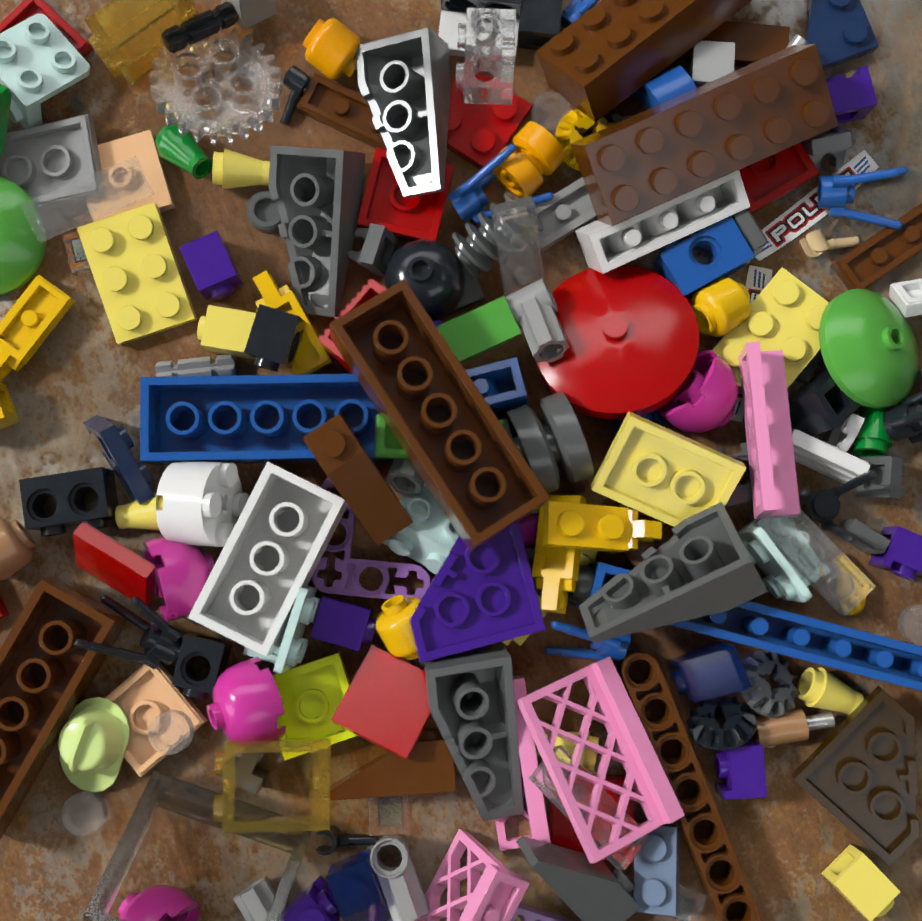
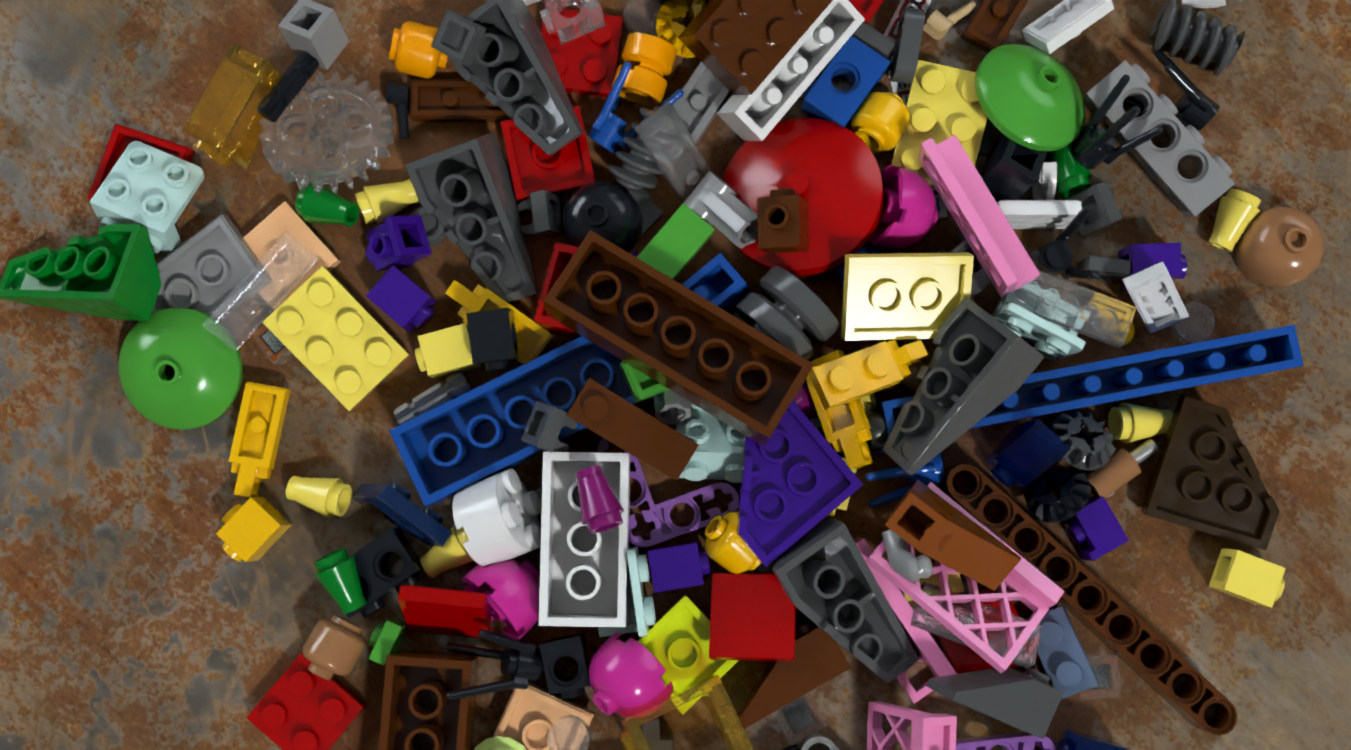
camera: 20 degrees left, 0 degrees up
(33, 491) = (341, 579): none -> green cone
(52, 564) = (387, 639): none -> bright green plate
(56, 407) = (323, 495): none -> light yellow cone
(220, 211) = (387, 244): none -> dark purple brick
(281, 439) = (545, 427): none -> dark grey tile
(294, 529) = (598, 501): none -> magenta cone
(373, 53) = (458, 37): none -> dark grey tile
(548, 717) = (904, 562): none -> light grey arm
(585, 355) = (782, 222): none -> reddish brown brick
(602, 715) = (950, 537): none -> dark orange slope
(778, 249) = (907, 45): none -> dark grey beam
(898, 585) = (1156, 297): none -> white plate

